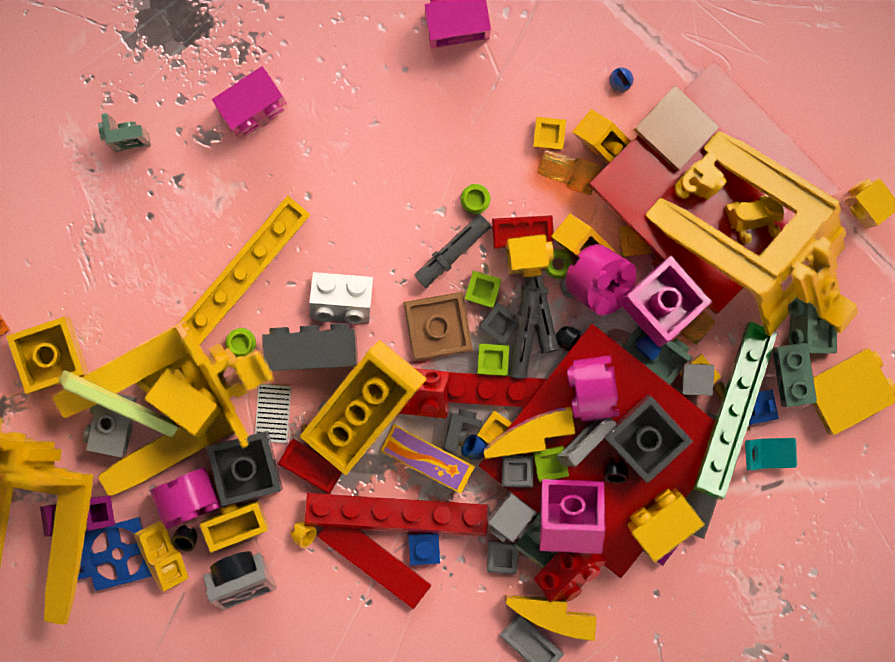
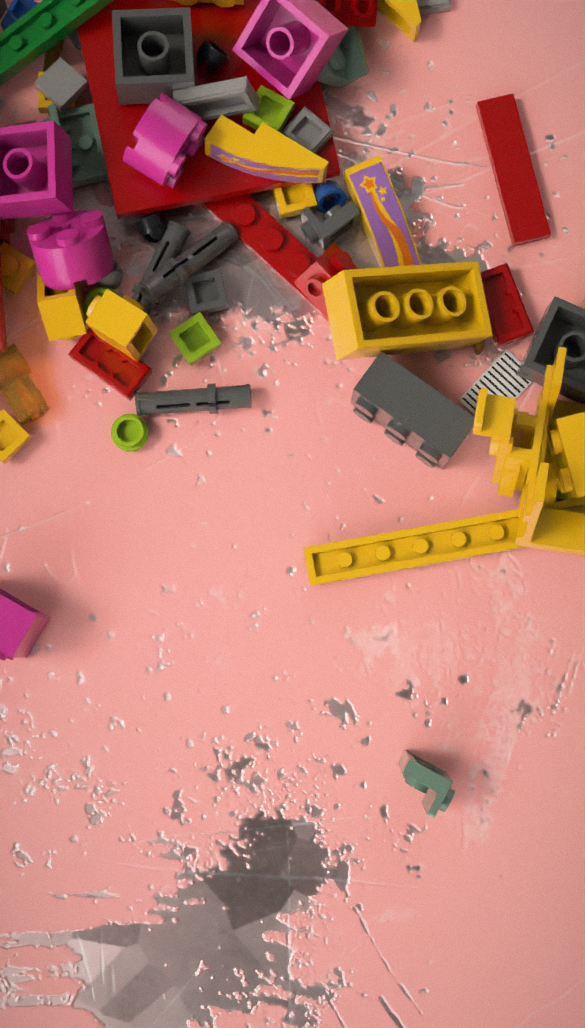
camera: 145 degrees left, 5 degrees down
(241, 342) = (474, 479): lime plate -> none
(250, 102) = (271, 707): dark pink brick -> none
(303, 534) = (562, 248): yellow hinge -> none
(340, 298) = (340, 443): white bracket -> none
(396, 514) = (458, 193): red plate -> none
(424, 548) = (456, 143): blue plate -> none
(438, 326) = (268, 340): medium nougat tile -> none
(493, 359) = (241, 264): lime plate -> none
(502, 557) = (388, 76): light grey tile -> none
(510, 518) = (350, 96): light grey brick -> none
(648, 348) = (83, 149): blue hinge -> none

